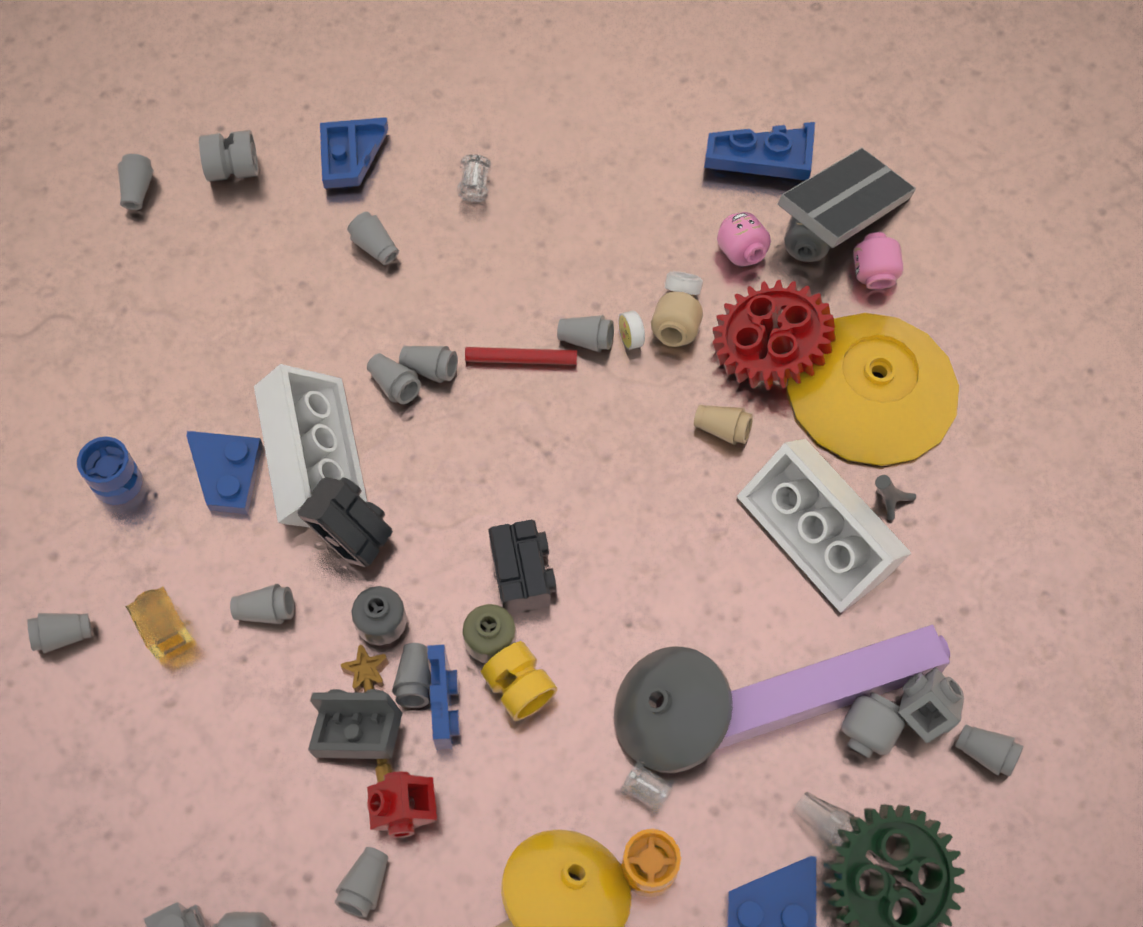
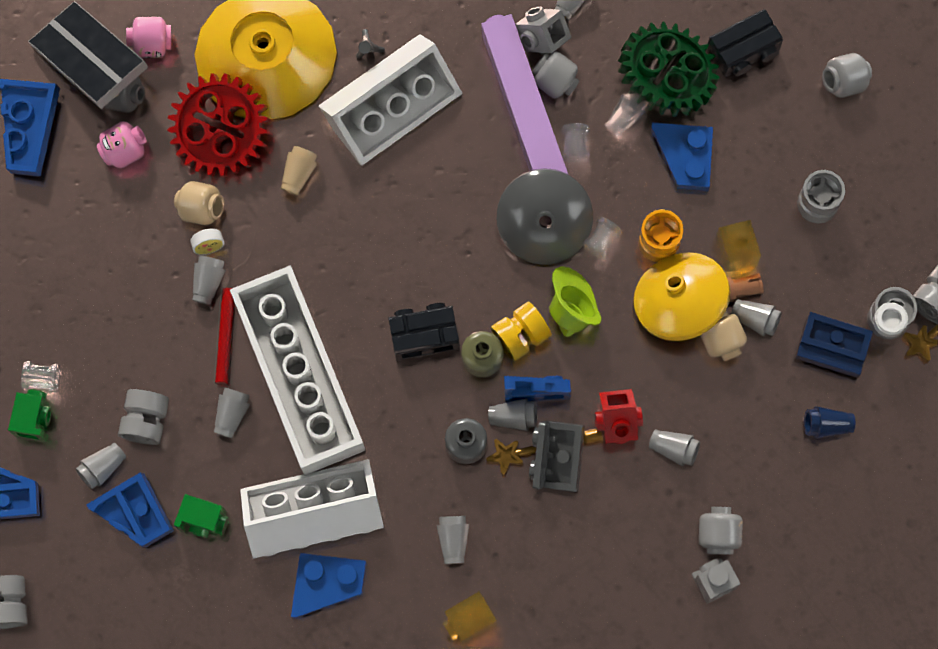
camera: 85 degrees left, 10 degrees up
(308, 335) = (201, 517): none -> green brick
(320, 273) = (134, 510): none -> blue wing
(346, 520) = (387, 466): black brick -> none
(395, 380) = (245, 441): light grey cone -> none
(429, 169) = (30, 415): none -> green brick
(436, 273) = (143, 406): none -> light grey wheel
(471, 424) = (297, 370): none -> white brick
(561, 747) = (573, 302): none -> lime piece
(683, 282) = (163, 197): white tile -> none
(780, 752) = (575, 142): none -> clear bush

